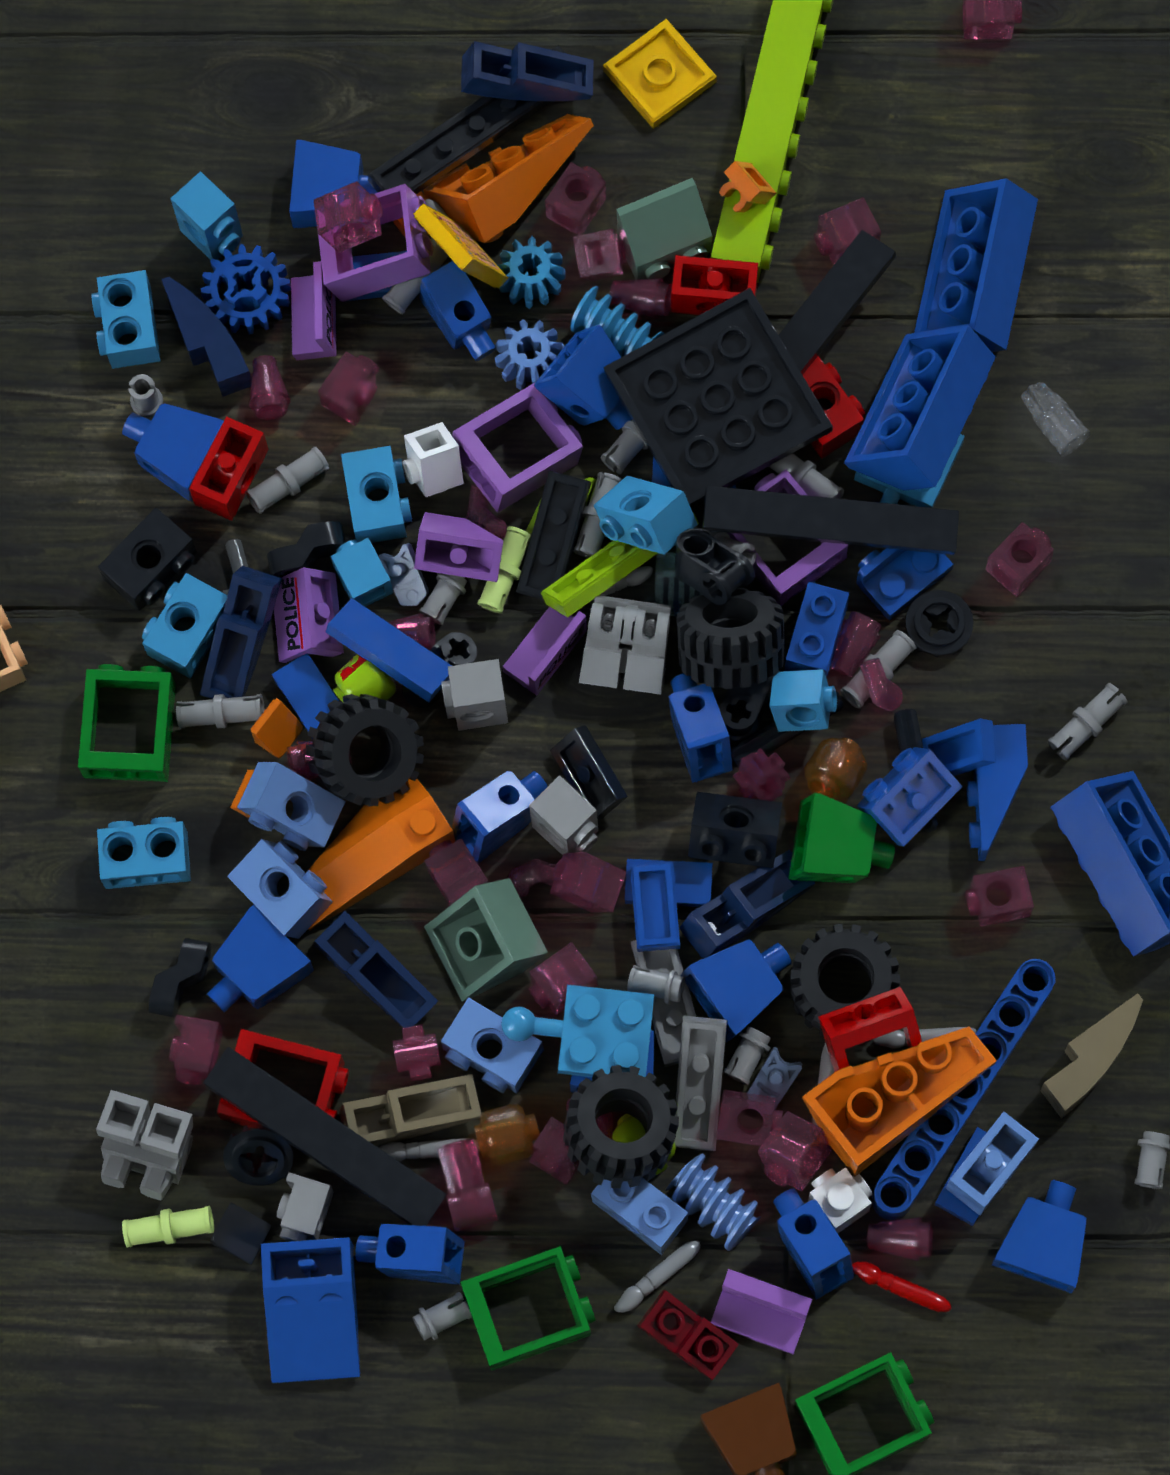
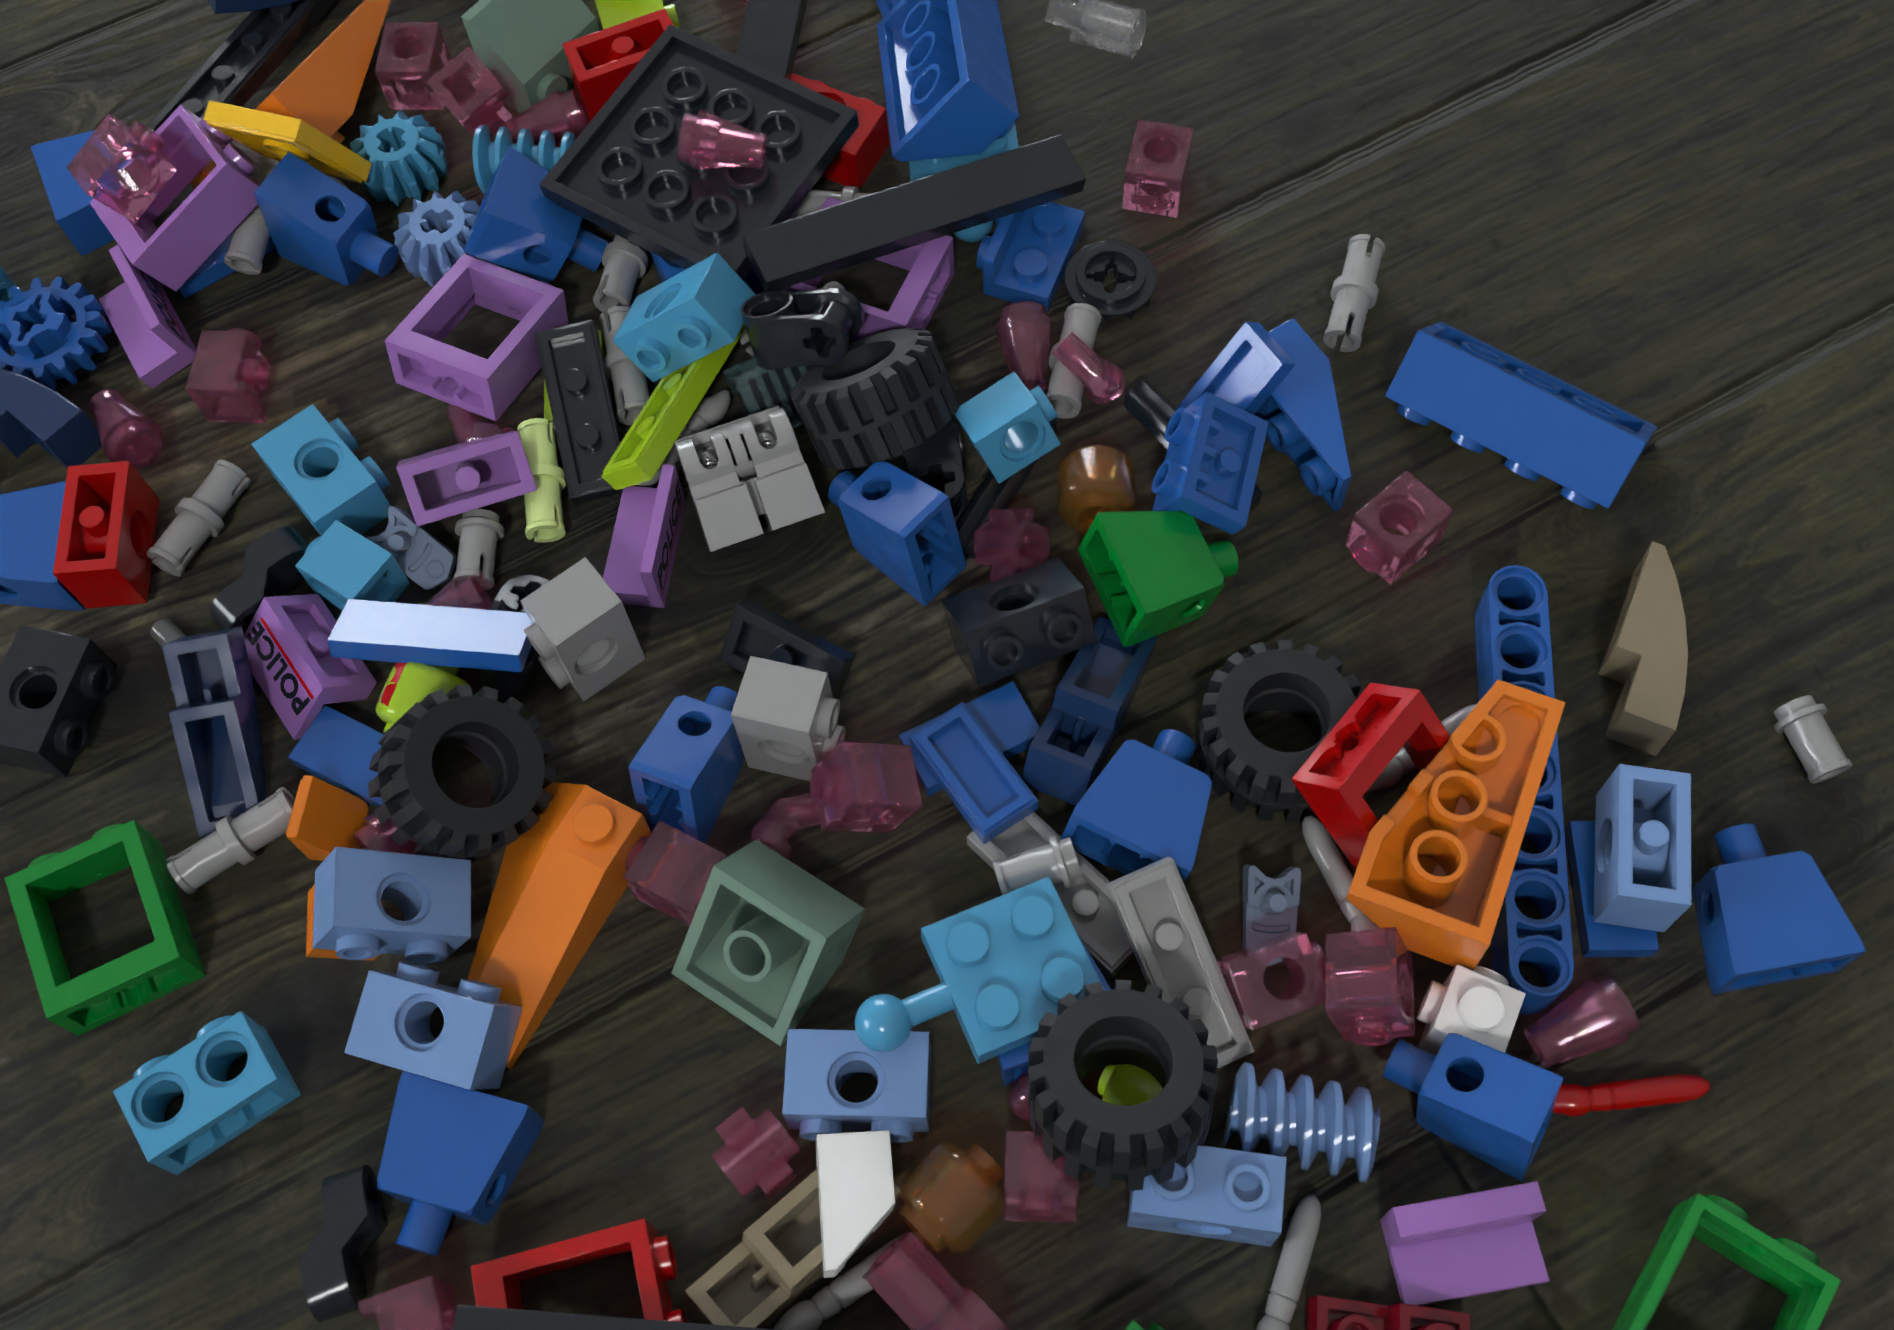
camera: 30 degrees left, 10 degrees down
(187, 648) = (150, 783): dark azure brick -> none
(375, 971) = (632, 1070): dark blue slope -> none
(436, 468) = (379, 397): white brick -> none
(455, 1101) = (853, 1191): none -> white tile
(555, 973) = (892, 935): clear pink brick -> none
(727, 408) = (718, 143): none -> clear pink cone
(747, 1055) = (1214, 896): light grey pin -> none
(817, 629) = (971, 339): blue brick -> none

